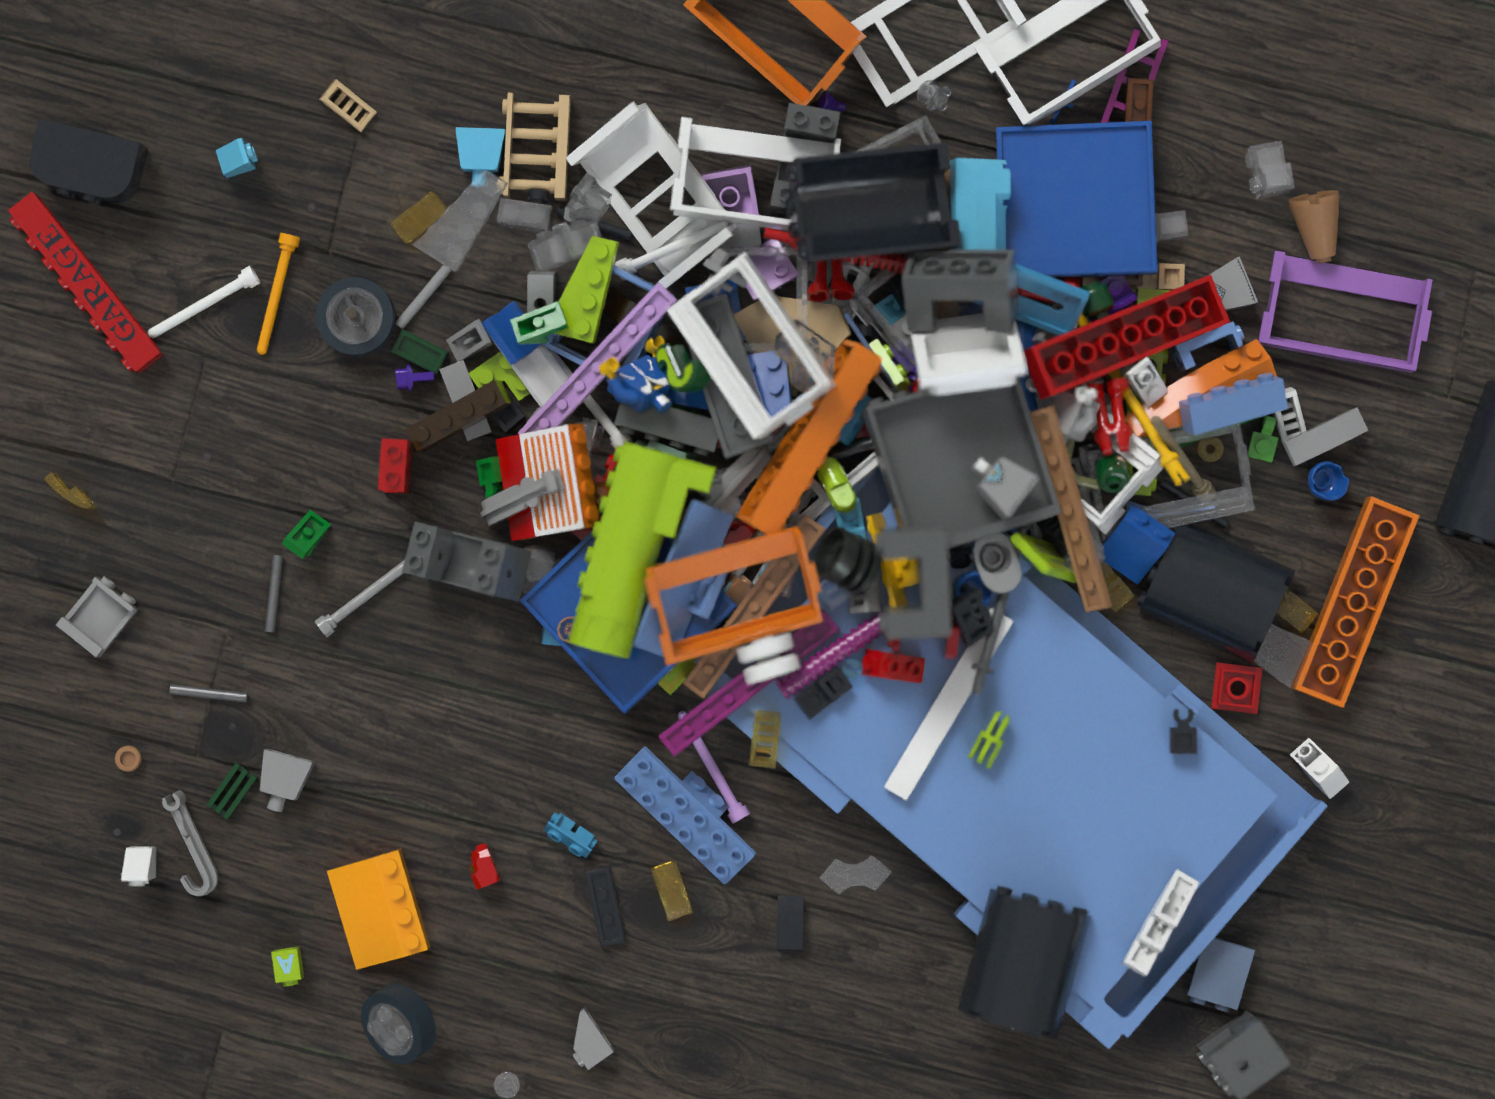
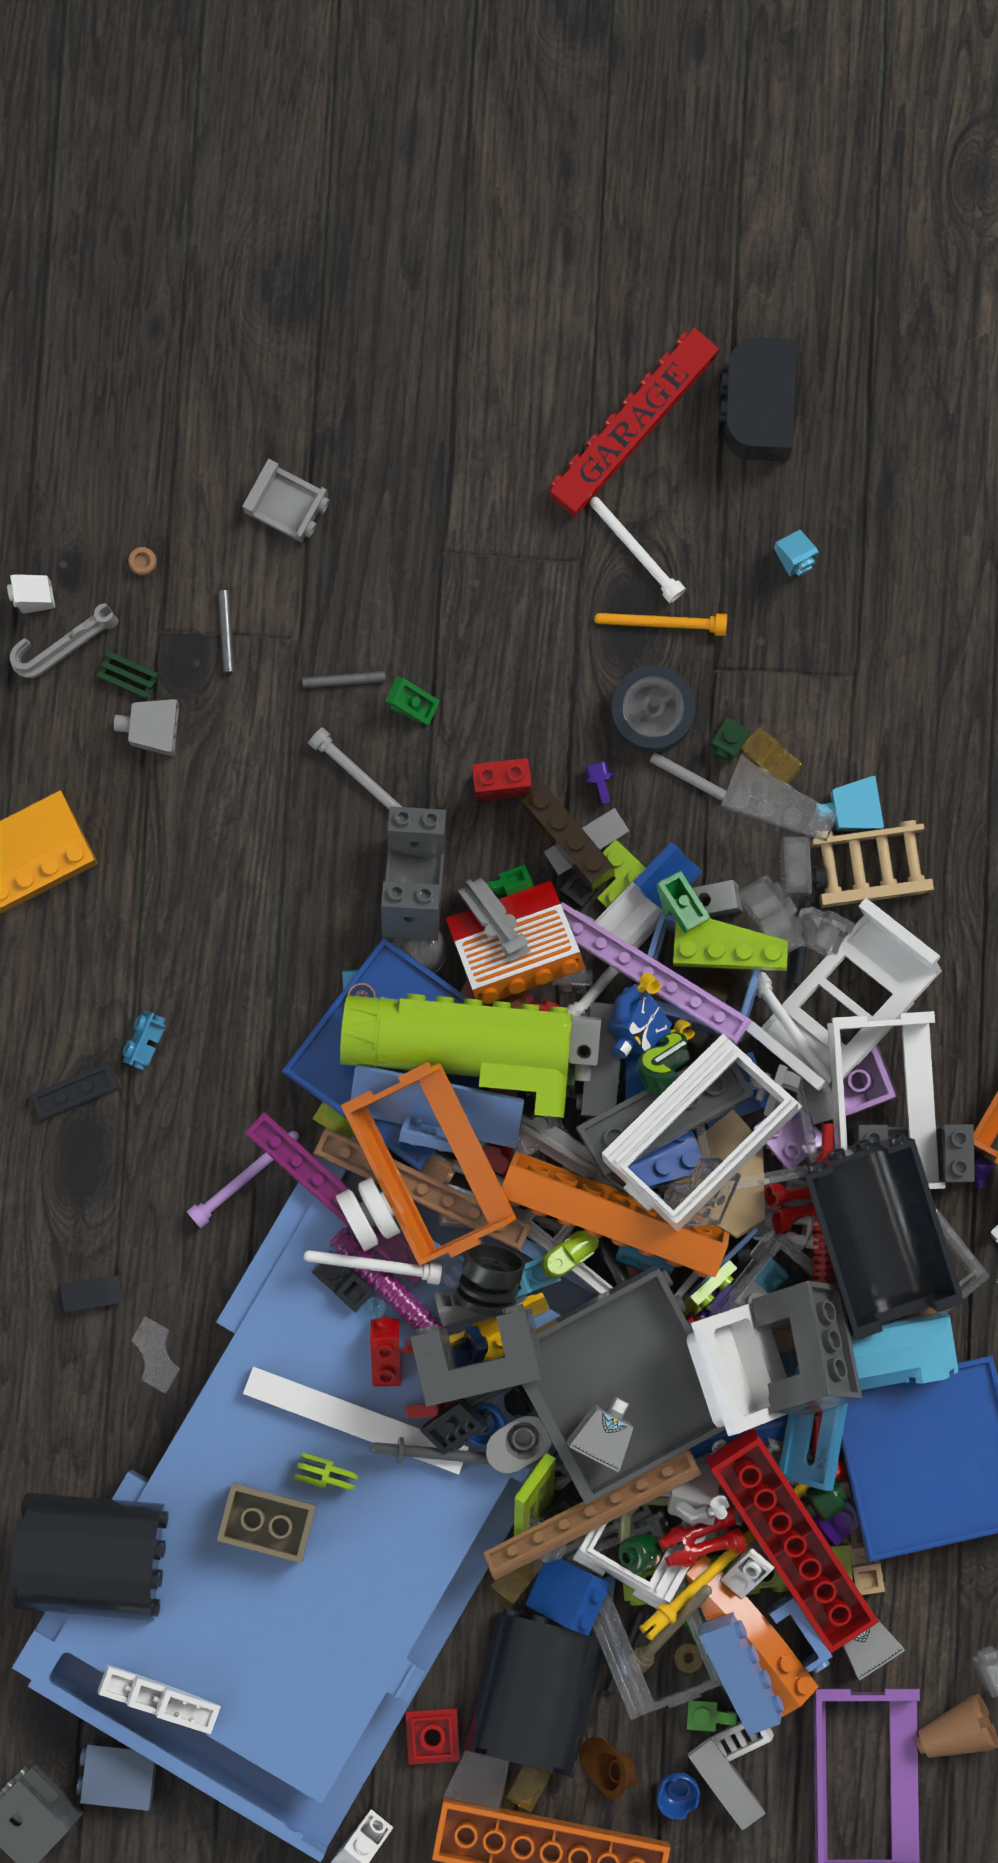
camera: 85 degrees right, 5 degrees down
(75, 495) = (408, 454): clear yellow slope -> none
(336, 85) = (877, 634): tan slope -> none
(396, 253) = (729, 739): none -> dark green bracket
(419, 351) = (629, 783): dark green tile -> none
(469, 341) = (650, 834): light grey slope -> none
(483, 867) = (93, 954): red rock -> none
(642, 432) = (584, 1031): none -> light grey torso
(671, 890) = (103, 1159): clear yellow slope -> none
(688, 812) = (190, 1161): medium blue bracket -> none
(765, 716) = (306, 1227): clear yellow slope -> none
(830, 612) = (429, 1271): none -> white piece
(904, 587) = (472, 1348): none -> dark blue bracket
(1024, 798) = (267, 1522): none -> dark tan brick
(1171, 226) = (923, 1568): clear brick -> none
(1183, 738) = (365, 1685): black plate -> none
(1292, 538) = (608, 1768): none -> reddish brown piece

